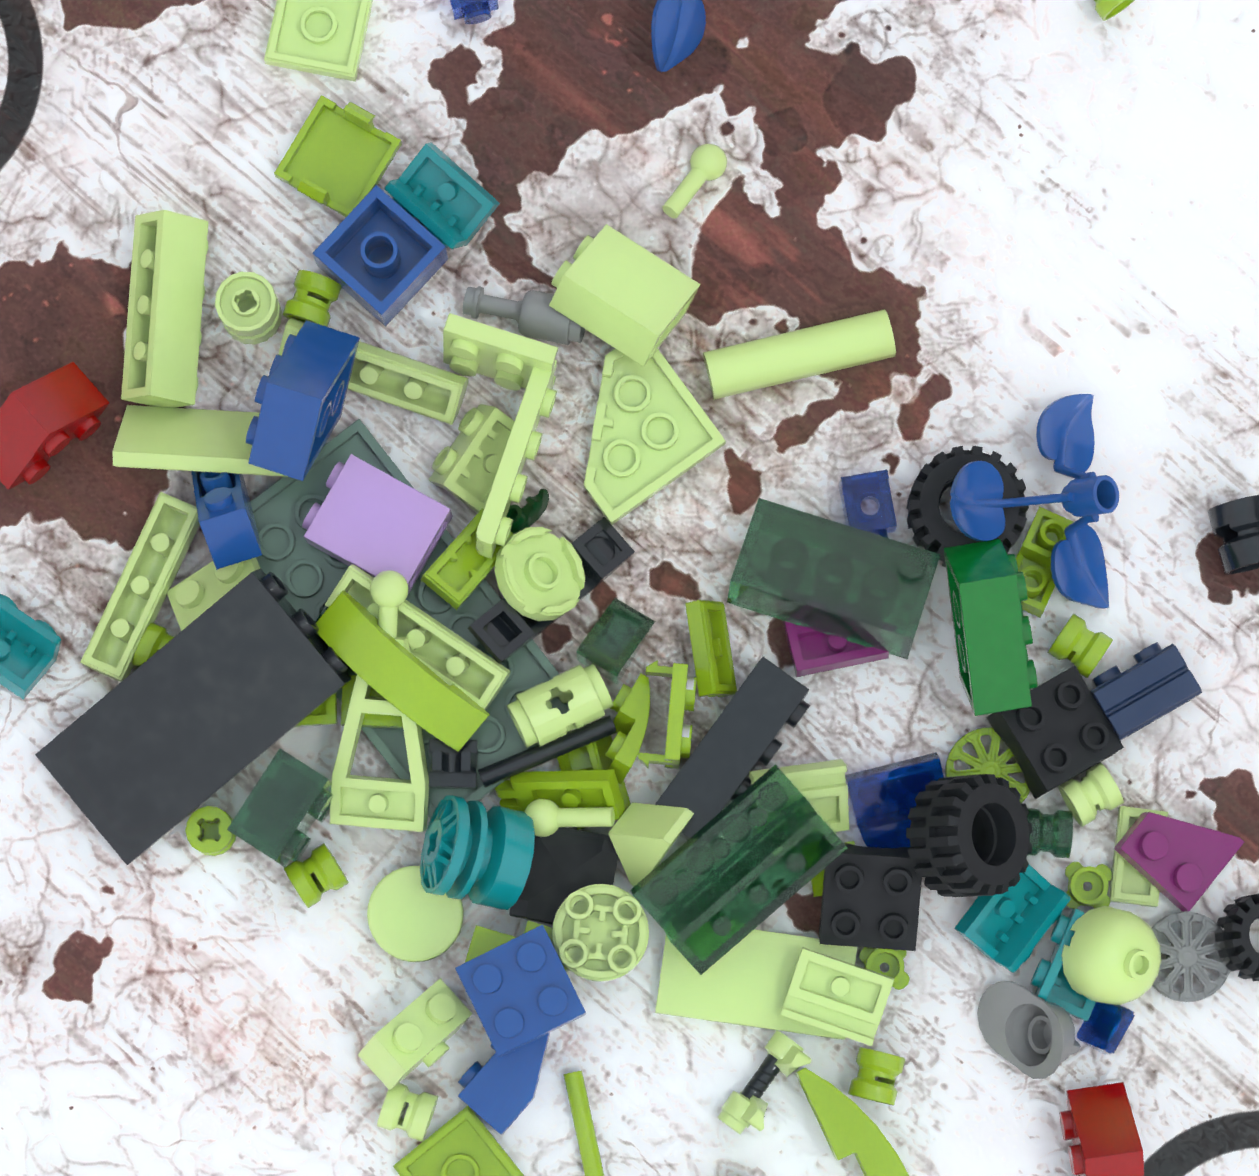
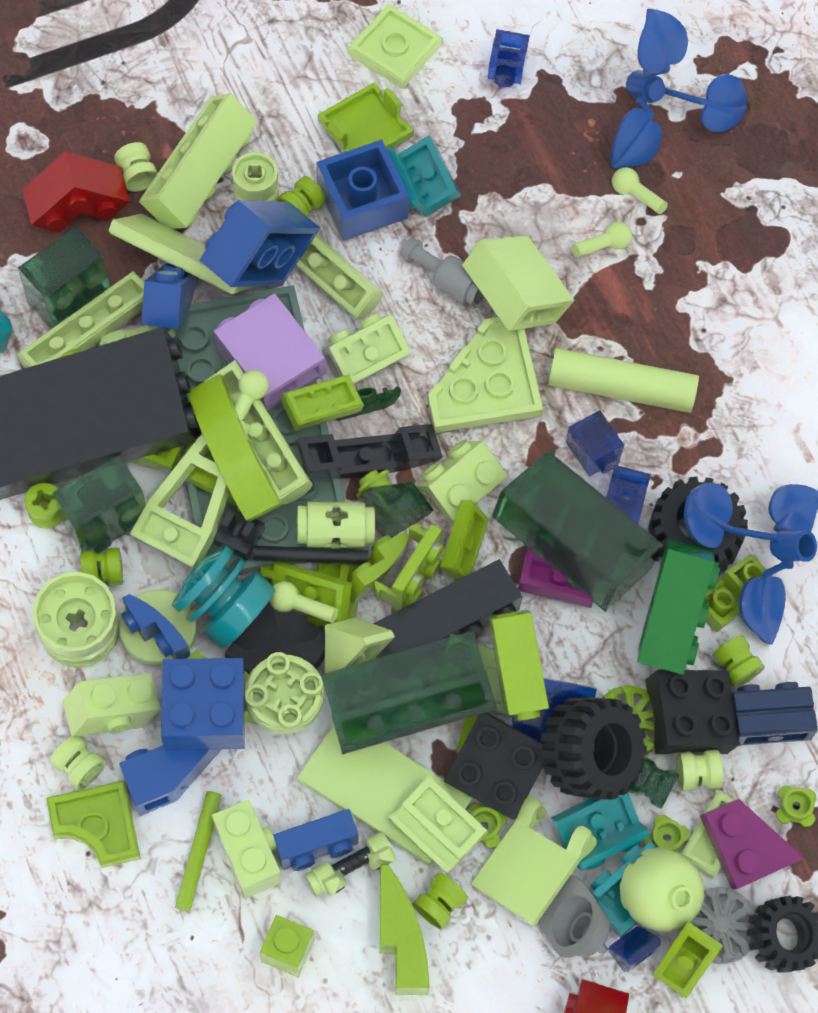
camera: 20 degrees right, 15 degrees down
(90, 545) = (64, 277): none -> clear green brick
(91, 349) = (135, 164): none -> yellowish green wheel
(304, 976) = (68, 601): none -> yellowish green wheel
(405, 921) = (151, 623): none -> blue slope
(513, 364) = (423, 298): yellowish green bracket -> none
(539, 574) = (366, 433): yellowish green tile -> none
(575, 627) = (372, 480): none -> lime plate
(643, 1119) = (248, 848): none -> yellowish green brick
(669, 569) = (463, 476): none -> yellowish green bracket
(687, 84) = (627, 182): none -> yellowish green bar
(723, 1061) = (325, 836): none -> blue piece
(805, 455) = (595, 444): none -> clear blue brick
(845, 782) = (518, 664): none -> lime brick
(953, 995) = (529, 868): none -> yellowish green flag
(1170, 1013) = (687, 959): none -> lime slope
(1217, 770) = (804, 797): none -> lime plate

